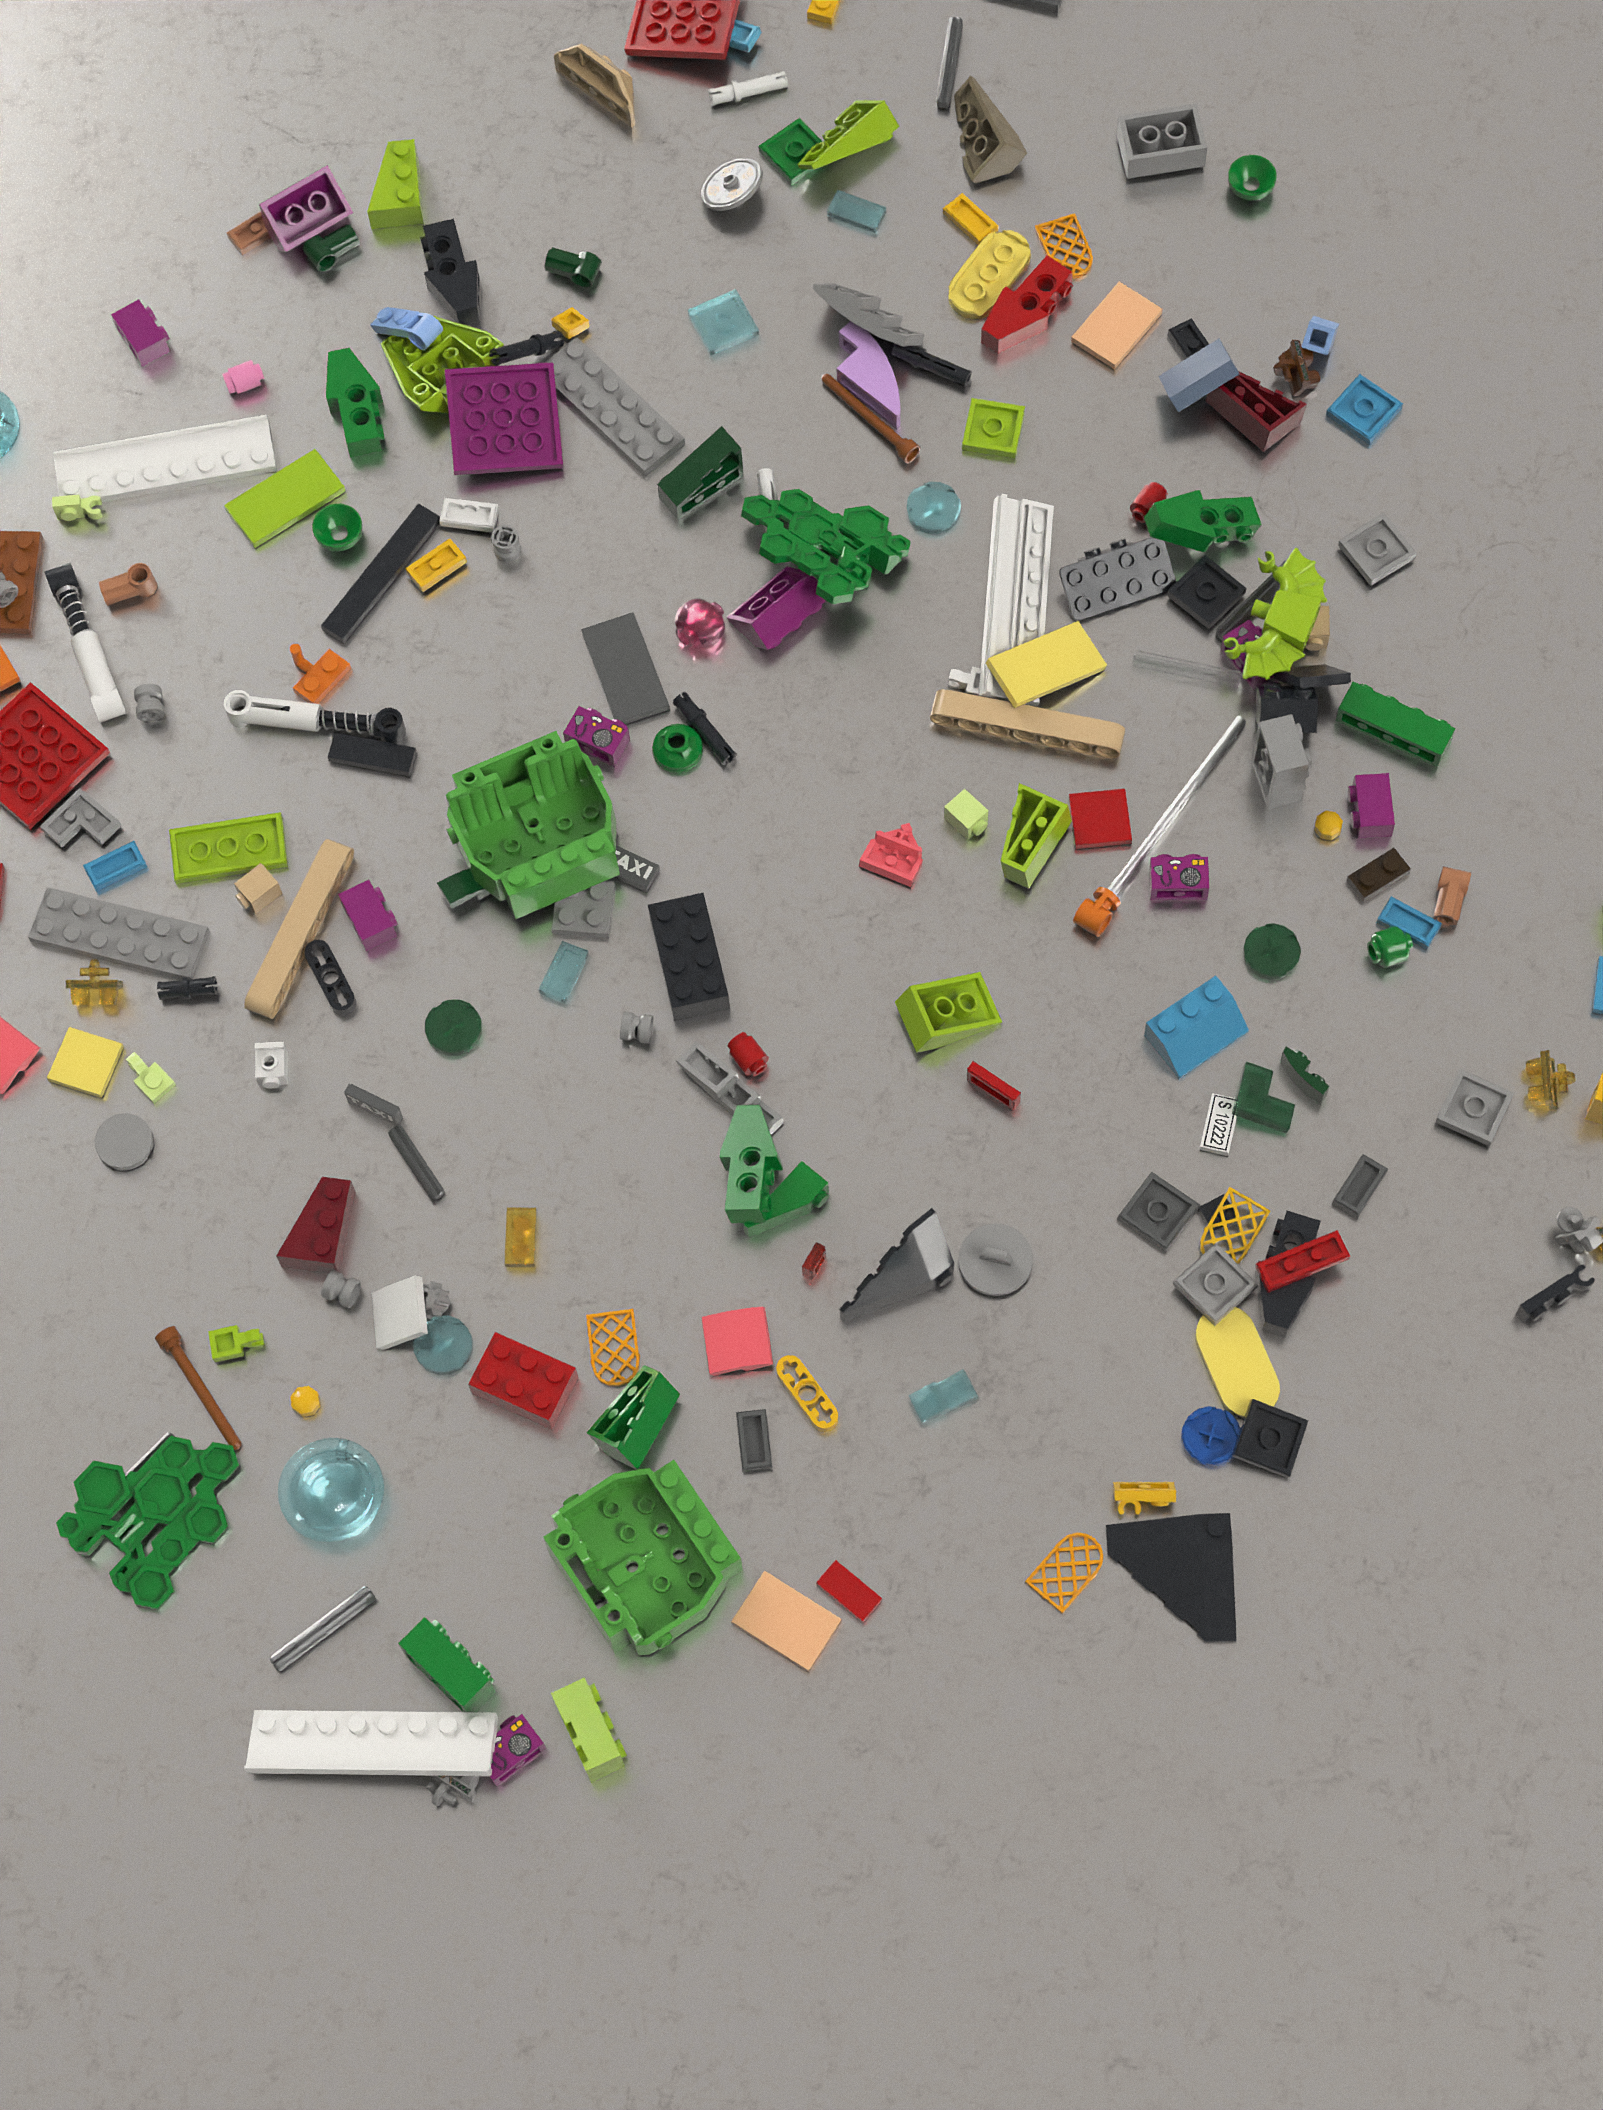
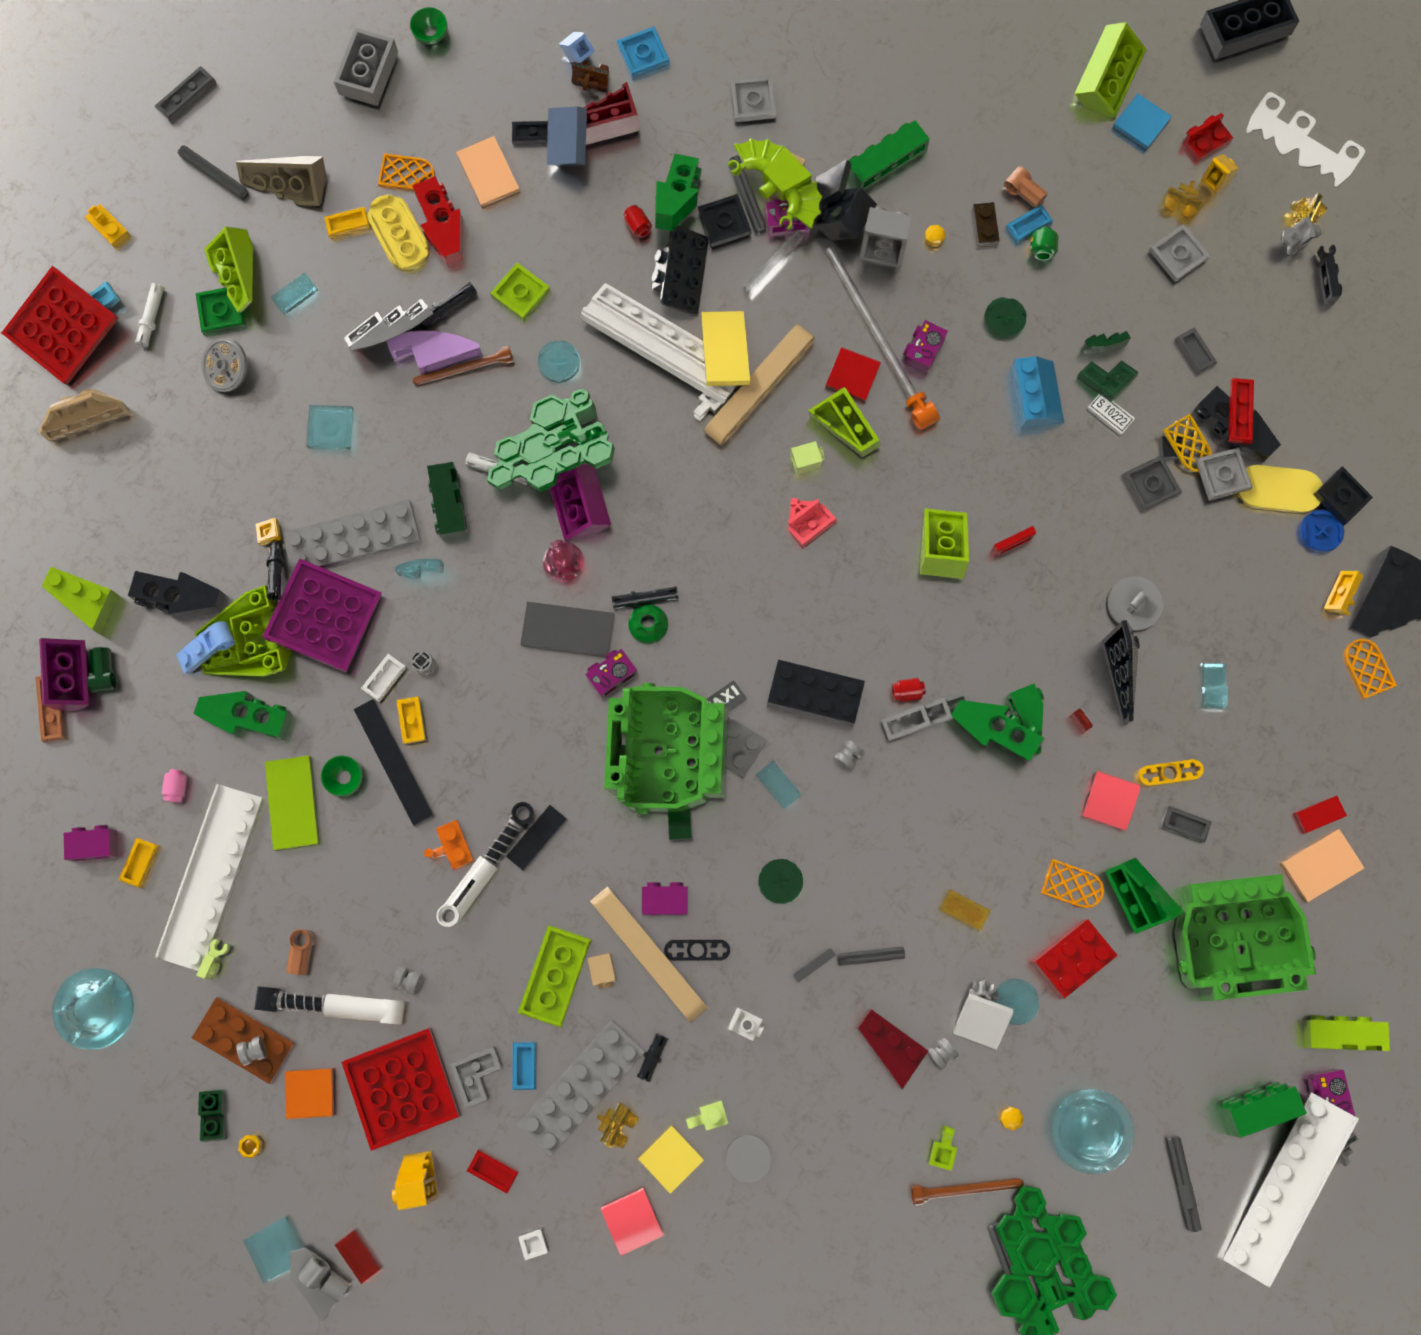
camera: 65 degrees left, 10 degrees up
(146, 389) = (138, 862): none -> yellow tile
(580, 268) = (227, 503): dark green piece -> none
(610, 484) = (414, 568): none -> clear light blue slope
(1372, 805) = (938, 200): magenta brick -> none

